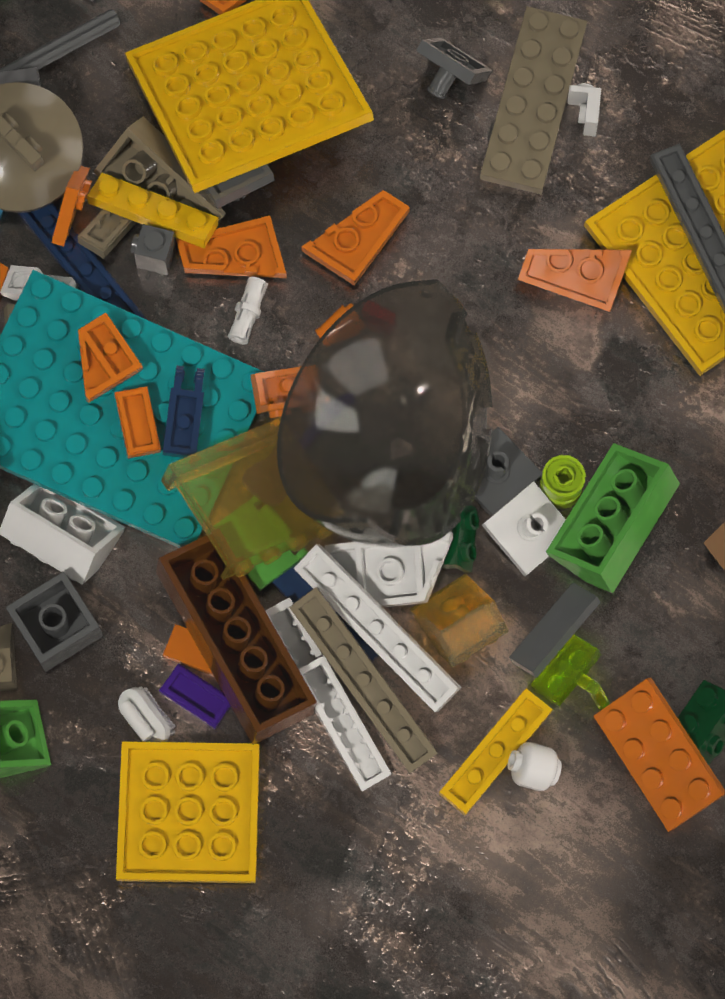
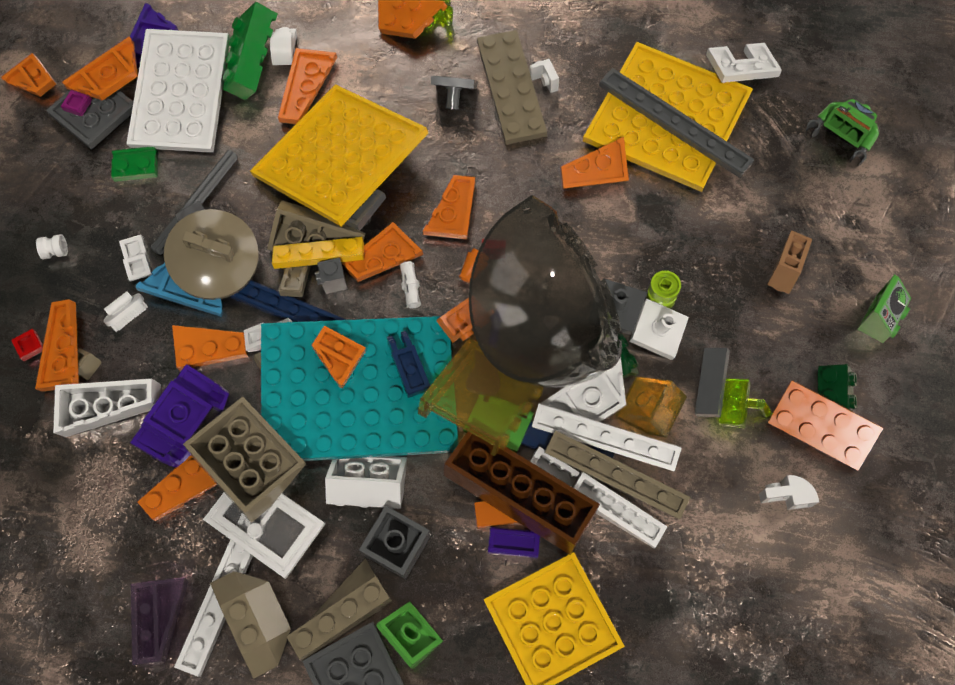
camera: 25 degrees left, 5 degrees down
(73, 200) = (265, 268): orange wing -> none
(137, 422) = (380, 385): orange tile -> none
(145, 715) = (487, 574): white piece -> none
(494, 750) = (723, 477): yellow plate -> none
(534, 766) = (755, 473): white head -> none
(573, 815) = (794, 491): none -> white brick
(613, 517) = (706, 296): bright green slope -> none

